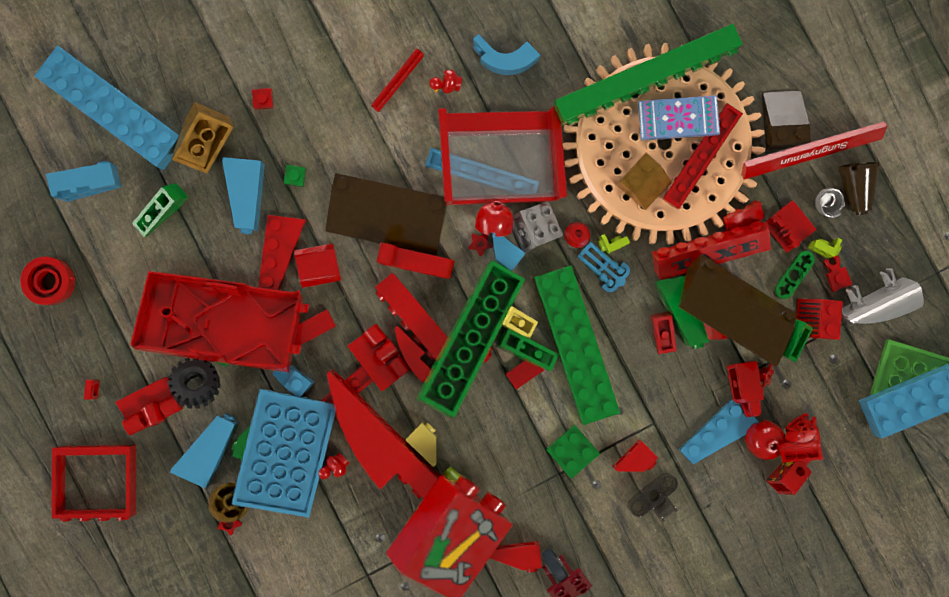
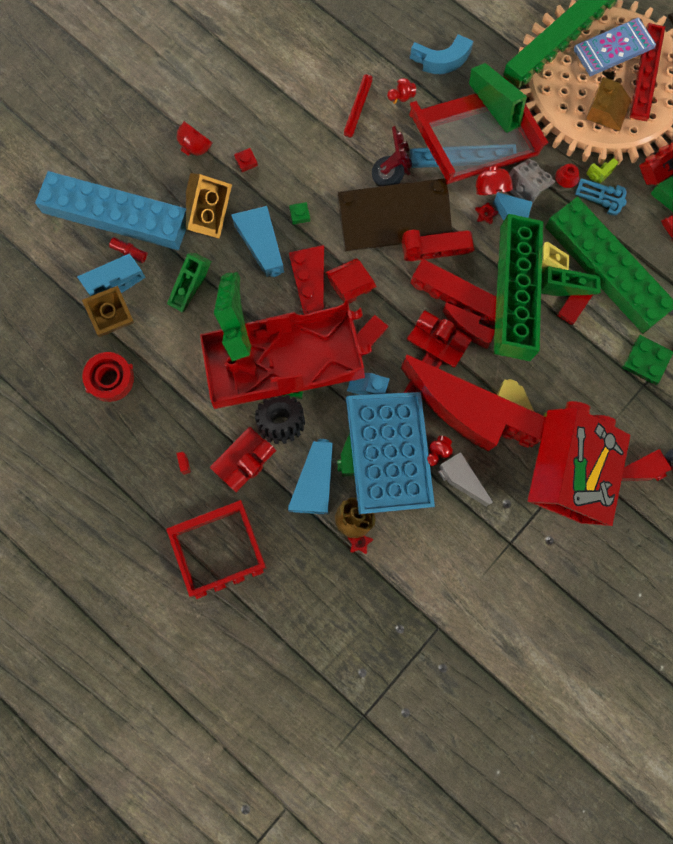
camera: 20 degrees left, 10 degrees down
(68, 216) = (108, 311): none -> pearl gold slope
(112, 154) = (126, 248): none -> red pin
(179, 265) = (230, 317): none -> green arch
(214, 60) = (192, 140): none -> red cylinder
(345, 500) = (462, 477): none -> light grey slope
(399, 165) = (391, 169): none -> plate
(538, 126) = (499, 96): none -> green slope

